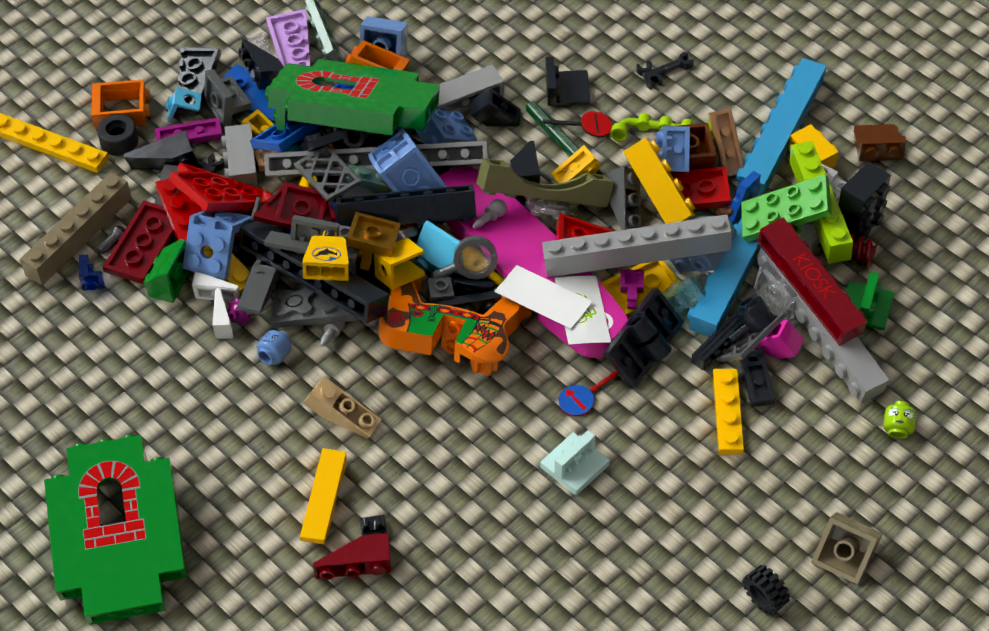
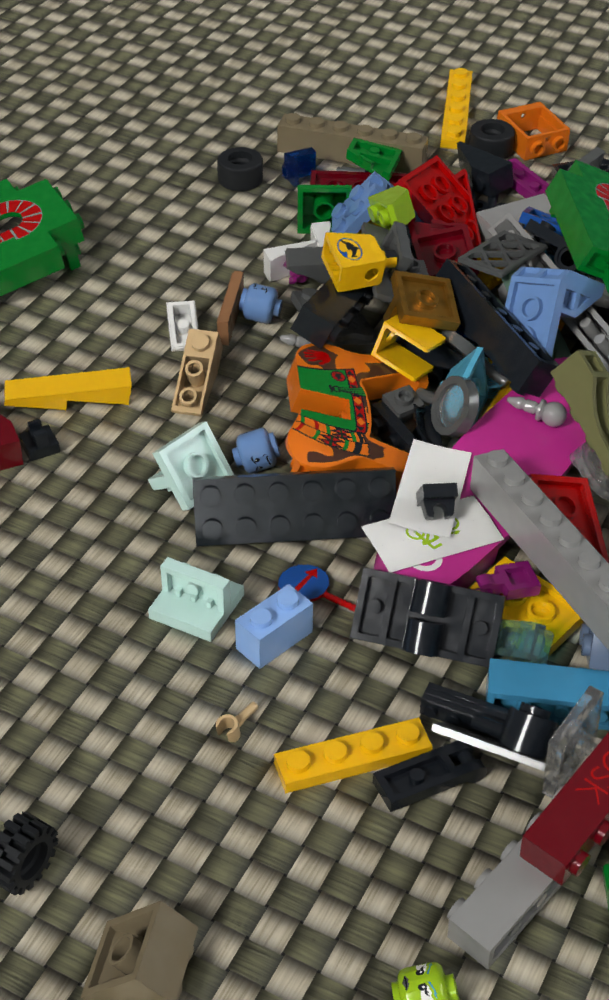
camera: 70 degrees right, 10 degrees down
(75, 326) = (240, 169): none -> black tyre
(116, 217) = (374, 157): none -> green wing
(177, 100) = (556, 156): medium azure bracket -> none
(251, 219) = (391, 206): none -> lime slope
(268, 368) = (230, 307): none -> medium nougat tile
(271, 407) = (180, 318): none -> white slope
(445, 391) = (256, 450): none -> medium blue head
(451, 435) = (186, 457): none -> light aqua bracket
(520, 381) = (291, 505): none -> black plate
(566, 294) = (439, 495): none -> black tile
(619, 422) = (274, 626): none -> light blue brick
(685, 464) = (235, 722): none -> tan hand
(782, 341) = (506, 788): dark pink slope -> none

